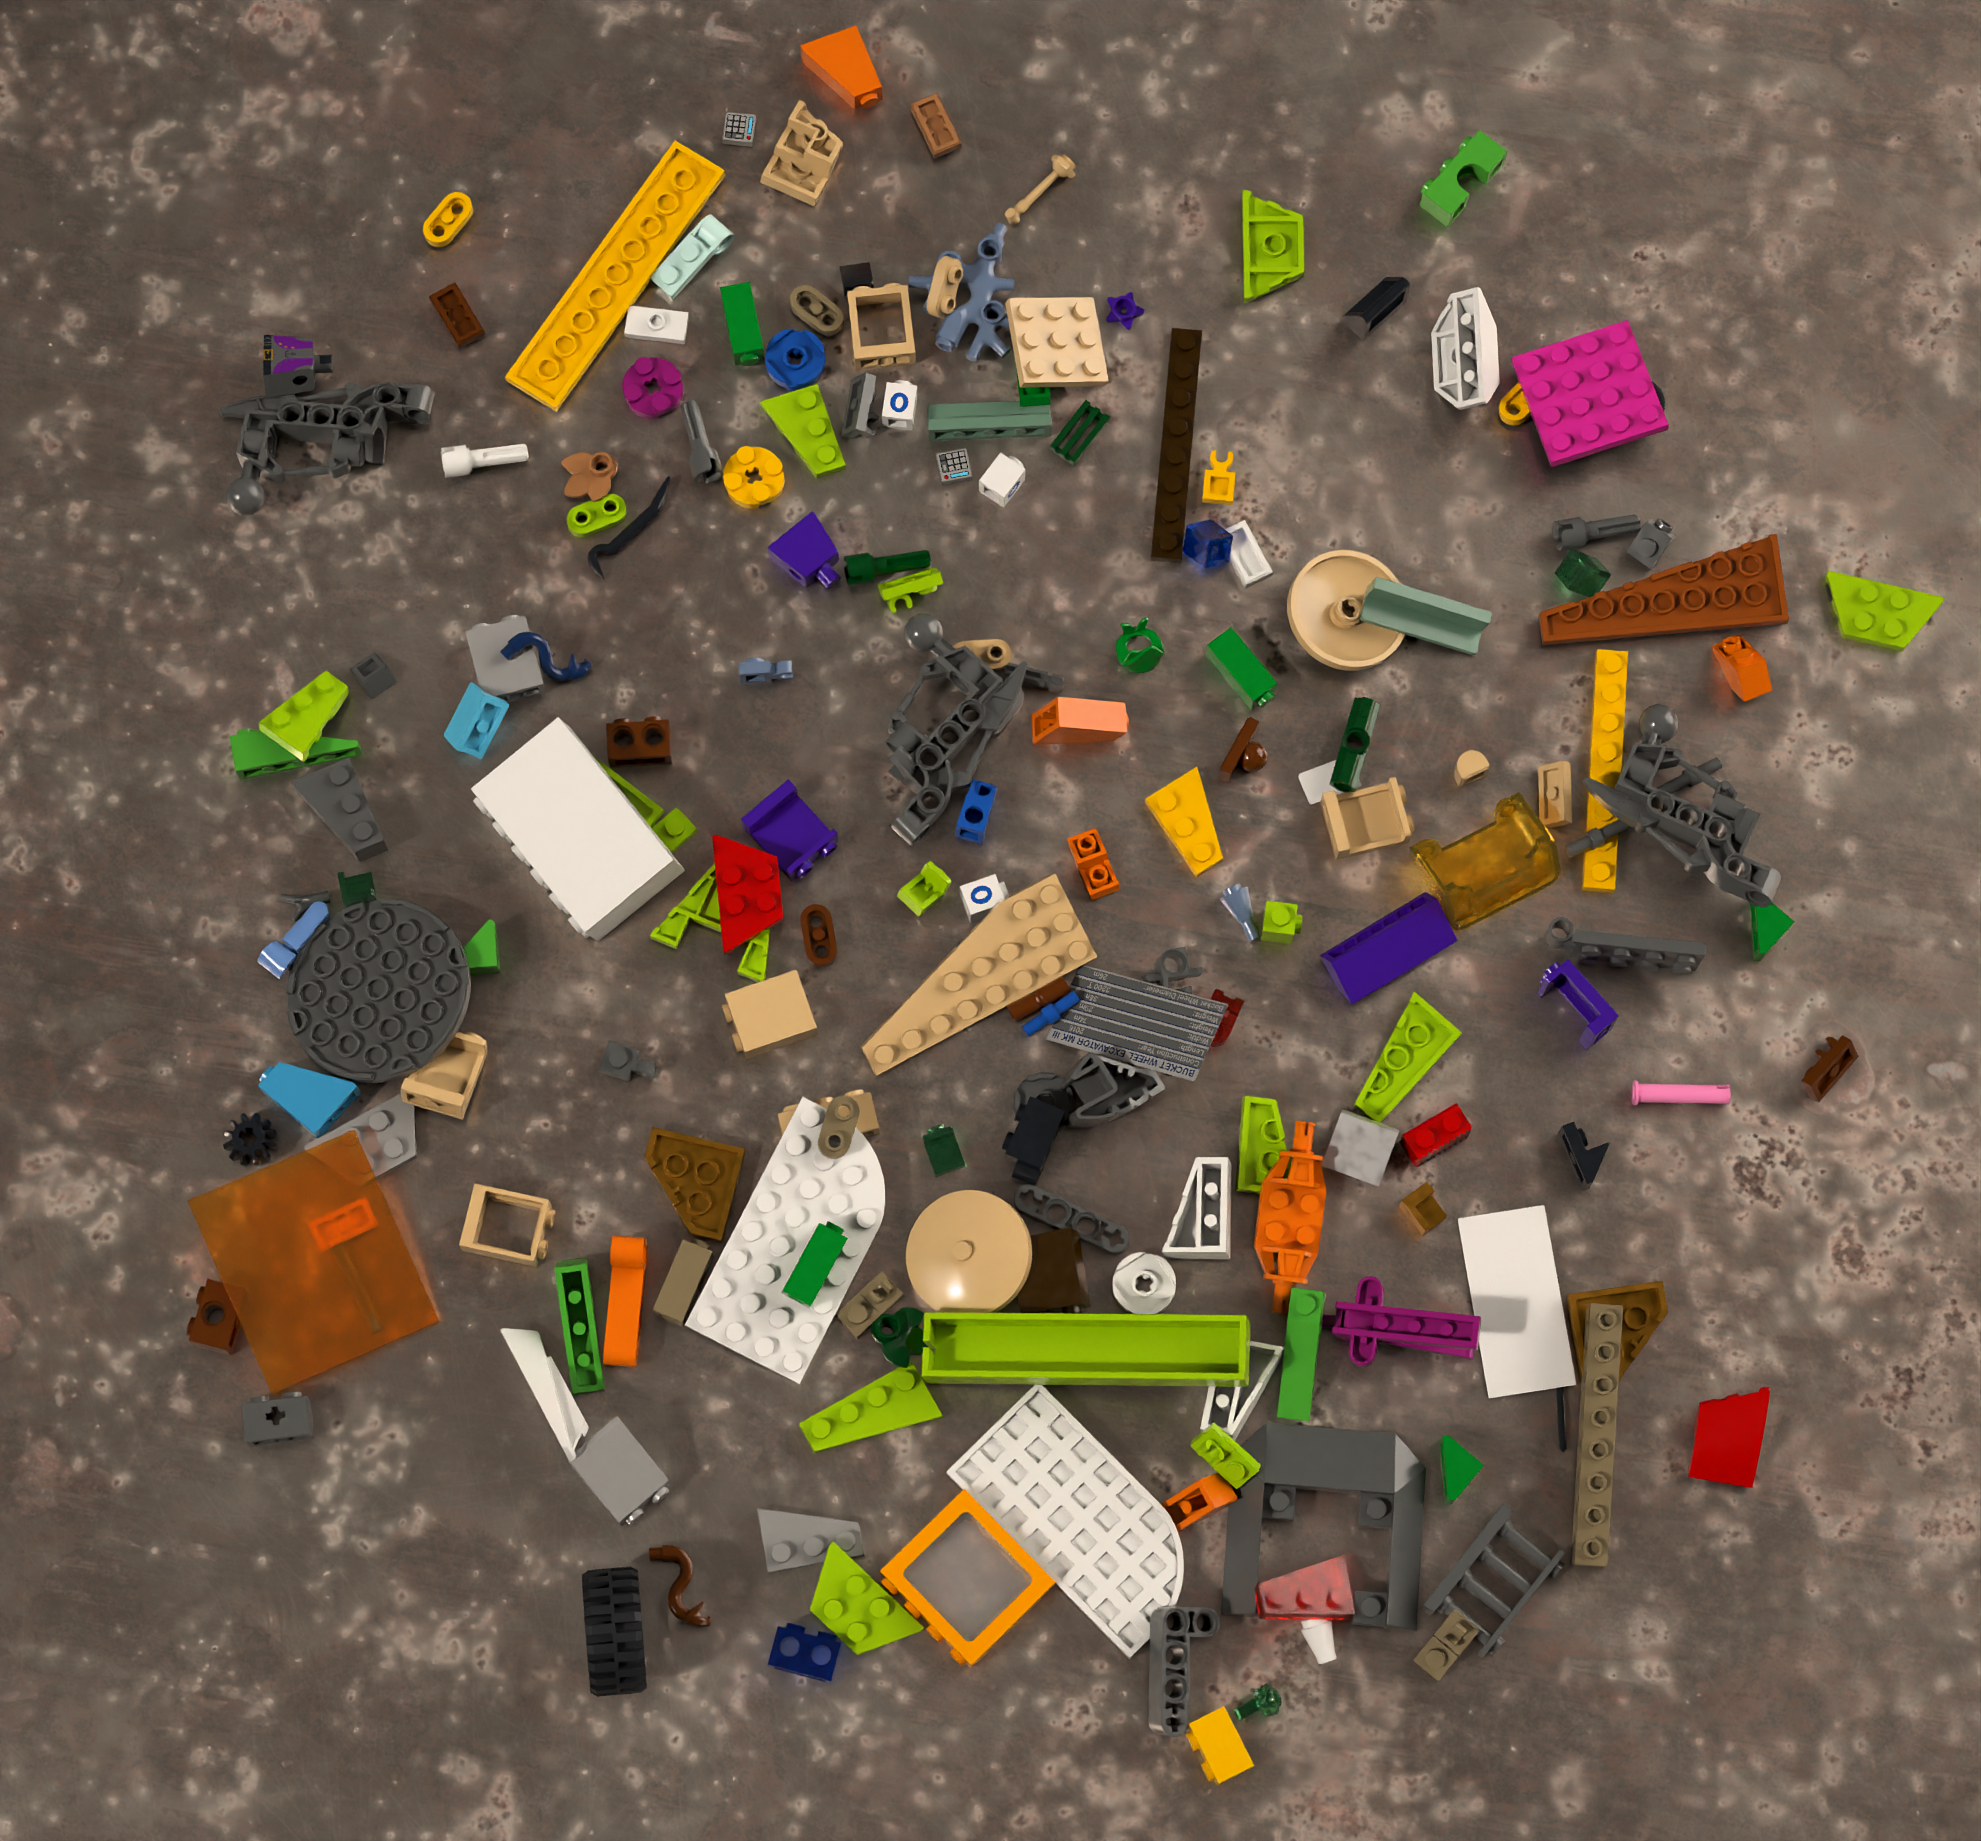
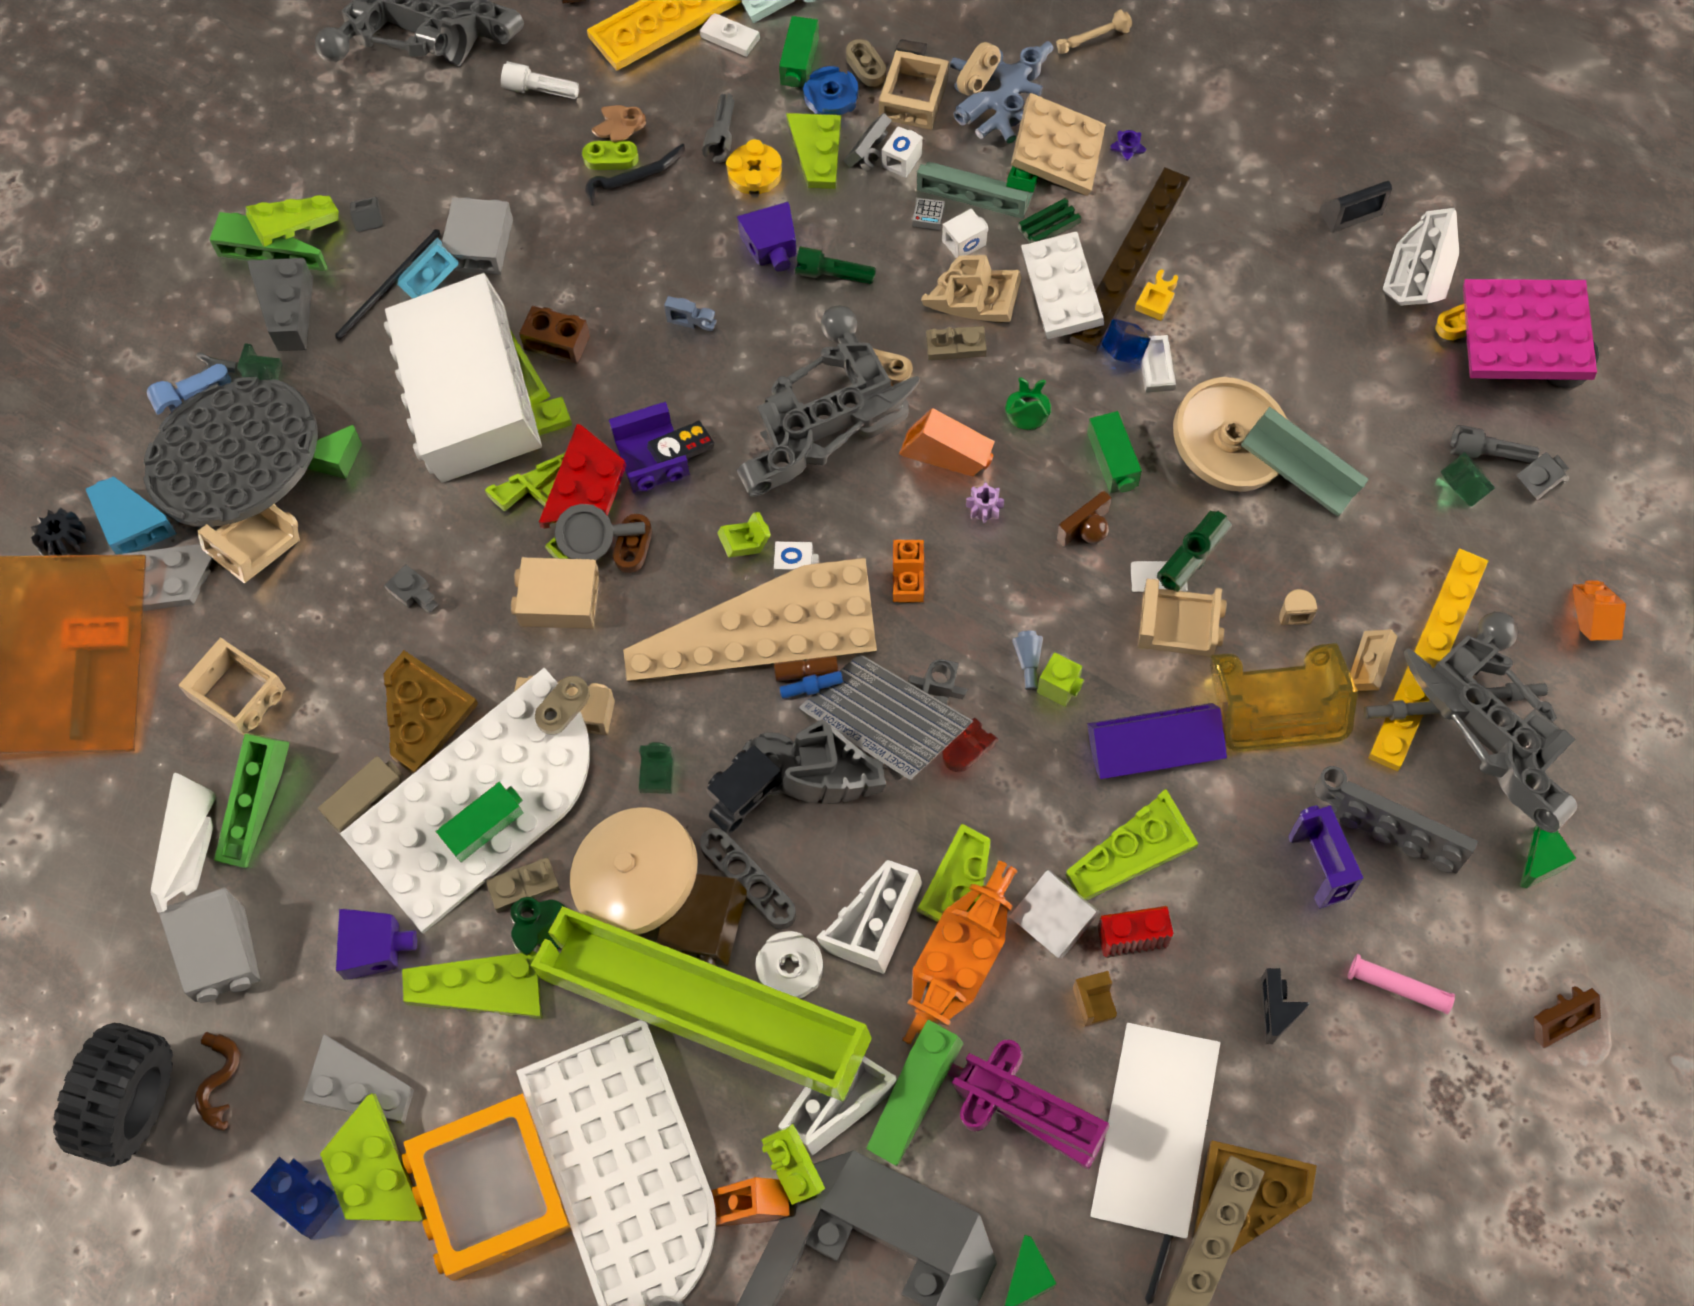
camera: 25 degrees right, 10 degrees down
(436, 746) = (386, 285): none -> black axle
(572, 671) = (492, 216): dark blue animal -> none
(626, 1300) = (303, 792): orange beam -> none
(660, 402) = (703, 65): magenta plate -> none
(759, 1411) = (370, 943): none -> dark purple torso
(775, 945) = (588, 533): none -> dark grey piece
(819, 815) = (687, 441): none -> tile
(922, 582) = (860, 290): lime plate -> none
(976, 811) = (820, 488): blue leg -> none
(1037, 538) = (975, 290): none -> tan slope
(1038, 678) = (927, 401): dark grey axle -> none
(1040, 603) = (956, 343): none -> dark tan plate
(1122, 503) = (1062, 285): none -> white plate
(1134, 774) = (979, 508): none -> lavender gear
(1187, 821) = (1011, 565): yellow wing -> none
(1270, 246) = (1277, 133): lime wing -> none
(1477, 158) = (1489, 121): bright green arch -> none
(1715, 593) = (1592, 539): dark orange wing -> none

